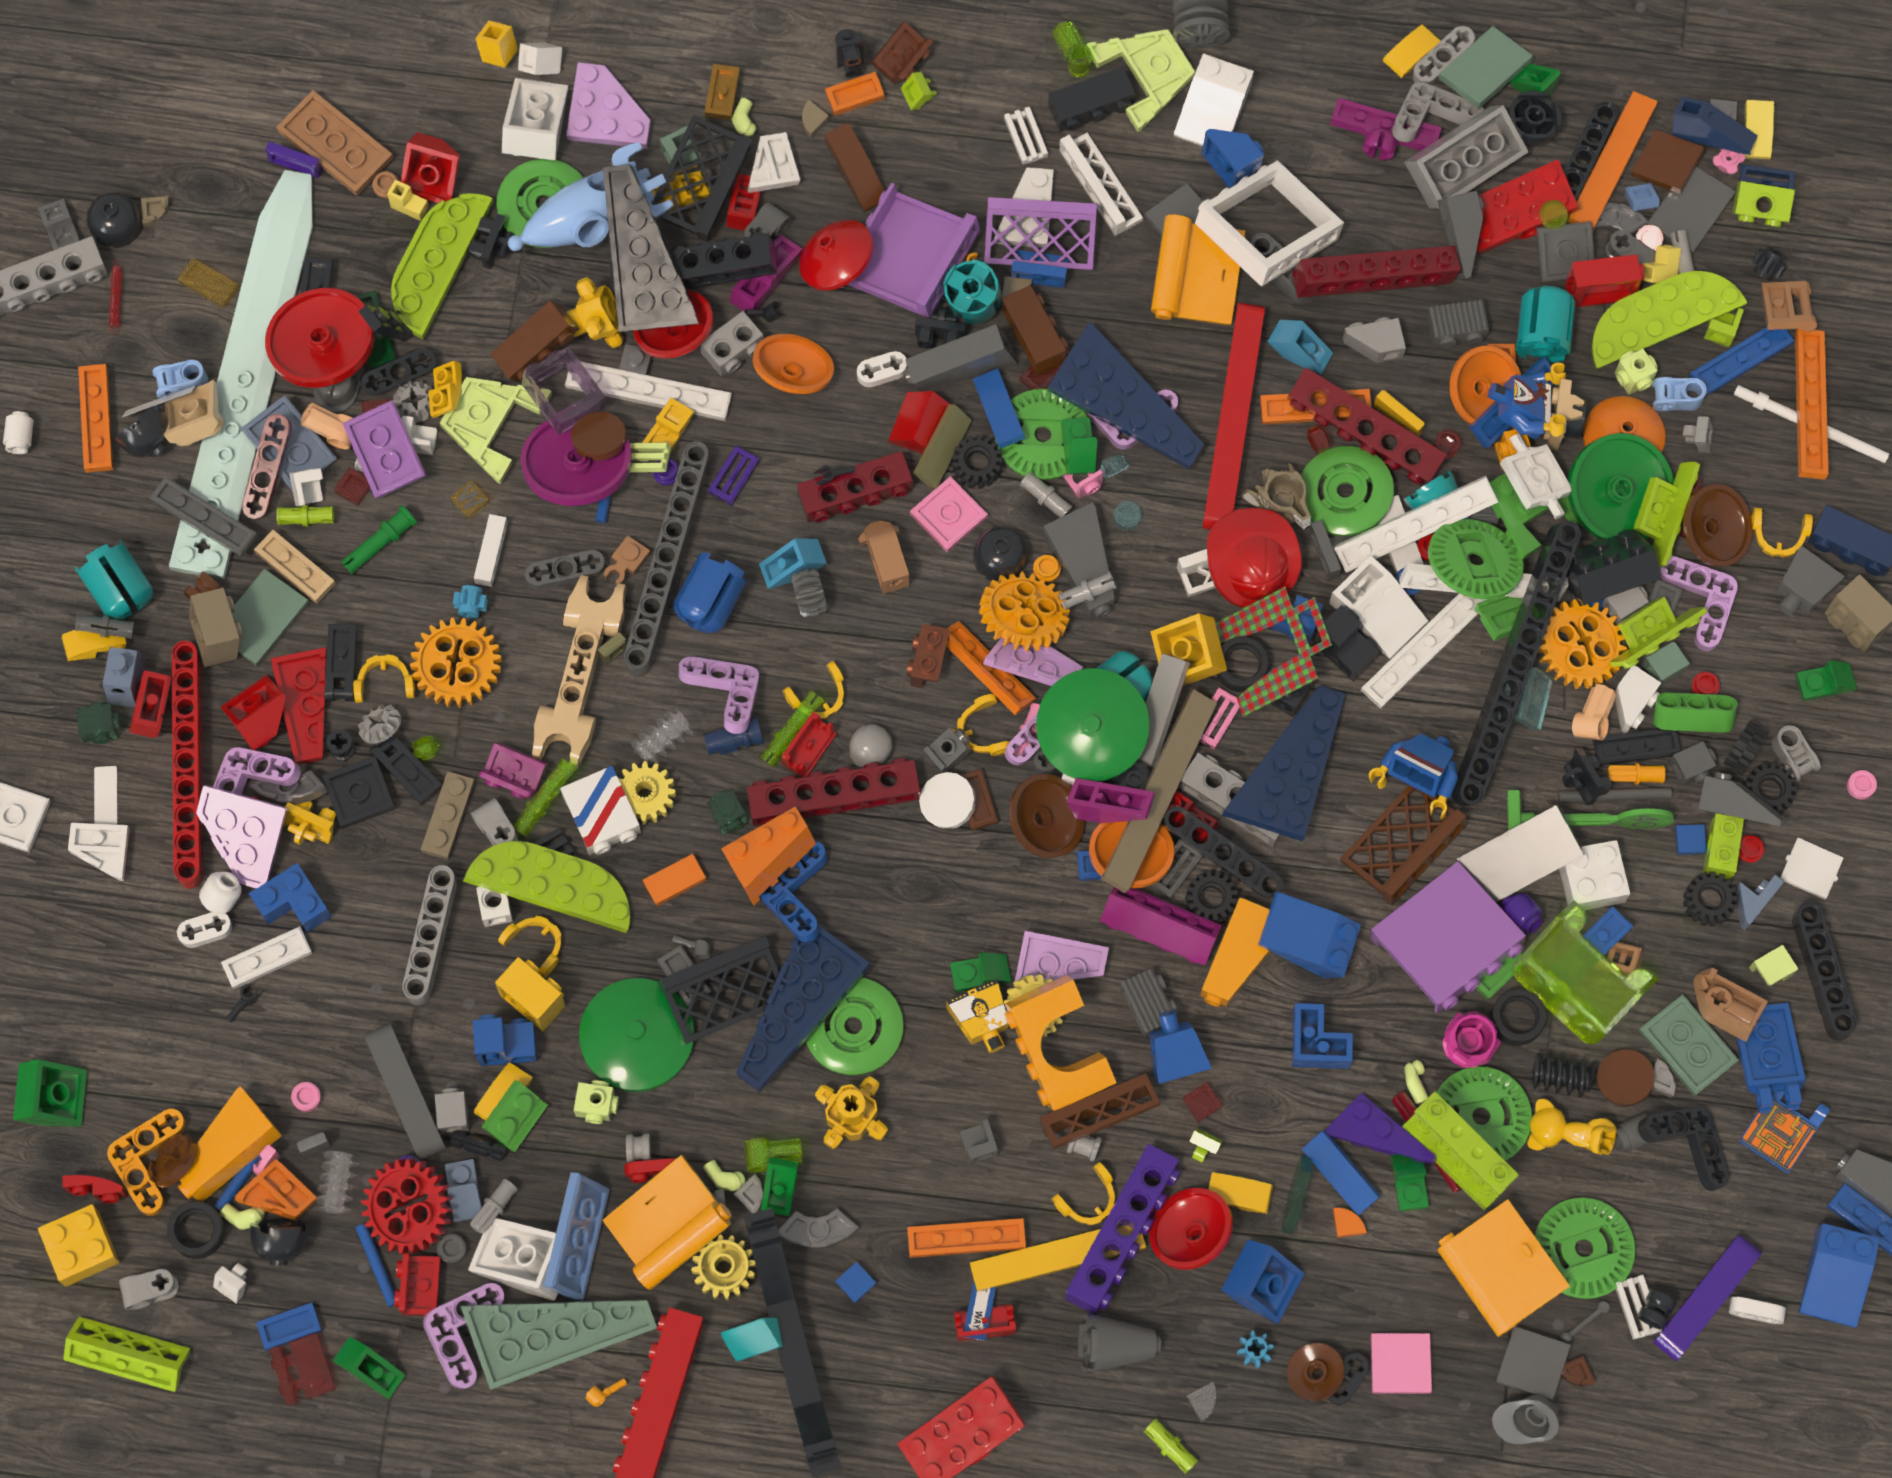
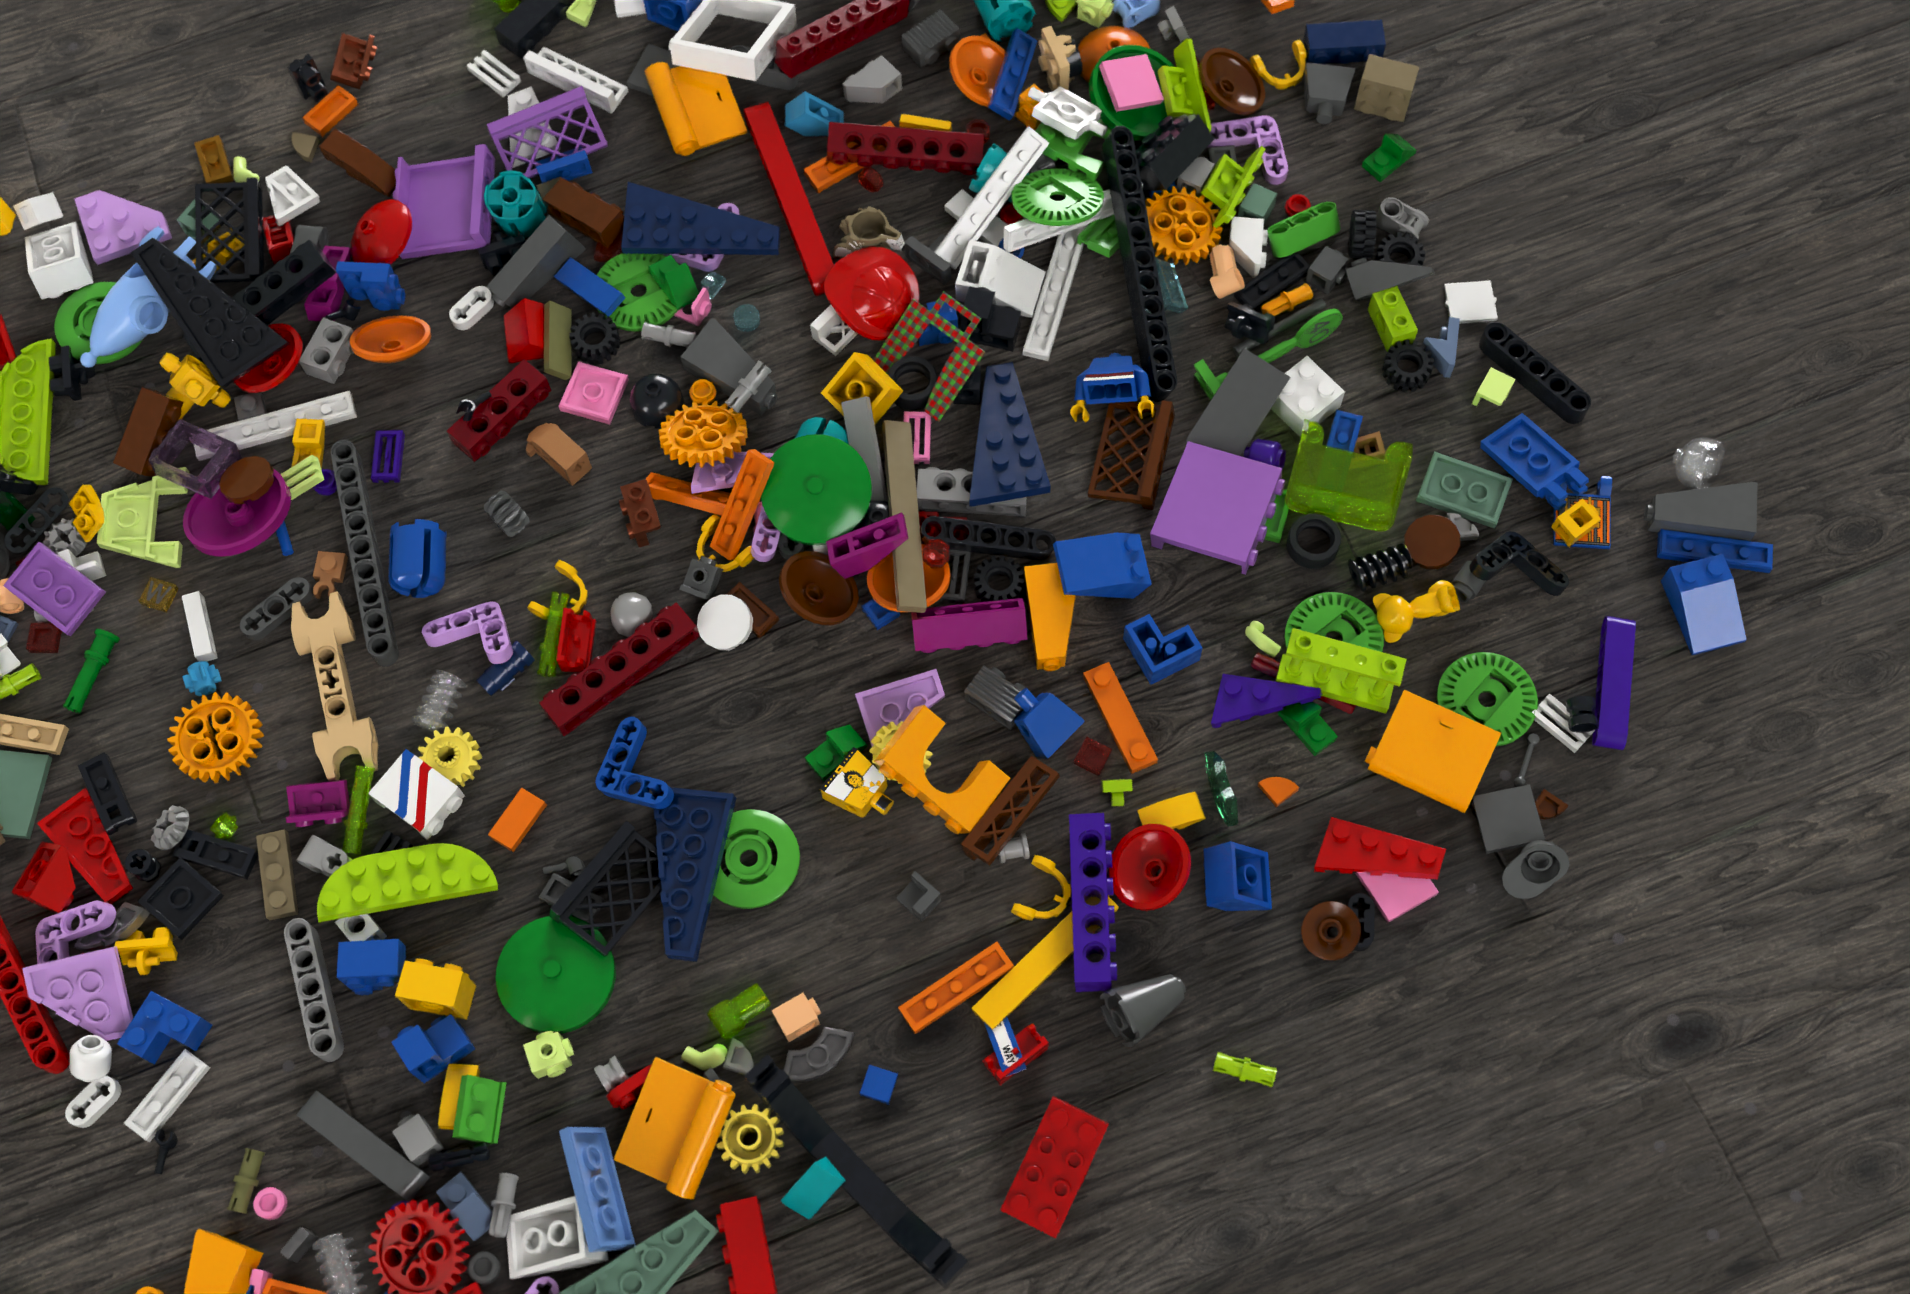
camera: 25 degrees left, 5 degrees down
(296, 1067) = (246, 1180): none -> olive pin
(382, 661) = (146, 772): yellow piece -> none
(488, 942) = (370, 964): none -> blue brick
(512, 930) = (441, 951): yellow piece -> none
(612, 648) = (354, 651): olive tile -> none
(726, 812) = (533, 734): clear green brick -> none
(768, 852) = (588, 748): orange wedge -> none
(780, 1186) = (761, 1034): green slope -> none
(791, 559) = (475, 492): dark azure slope -> none
(809, 303) = (372, 282): none -> blue plate
(818, 1186) = (797, 1016): none -> light nougat brick
(855, 1123) = (791, 944): yellow piece -> none
(917, 90) = (382, 81): lime tile -> none
(1020, 702) = (742, 504): none -> orange plate
(1166, 843) = (936, 553): none -> clear red tile
(1203, 1401) = (1248, 1013): clear tile -> none
(1247, 1081) = (1120, 718): none -> orange plate
(1260, 1343) = (1267, 949): dark azure gear -> none
(1341, 1172) = (1247, 749): blue tile -> none
(1353, 467) = (918, 185): bright green piece -> none
(1389, 1319) = (1364, 849): none -> red wing
(1470, 1039) = (1288, 578): dark pink helmet -> none
(1527, 402) = (1025, 62): torso -> none
(1616, 477) = (1131, 82): none -> bright pink tile
(1690, 839) = (1361, 329): blue tile -> none
(1736, 1008) = (1477, 436): medium nougat piece -> none
(1751, 849) = (1417, 309): red plate -> none
(1757, 1310) = (1660, 670): white beam -> none
(1777, 1125) = (1568, 529): none -> yellow brick
(1861, 784) = (1467, 218): bright pink tile -> none

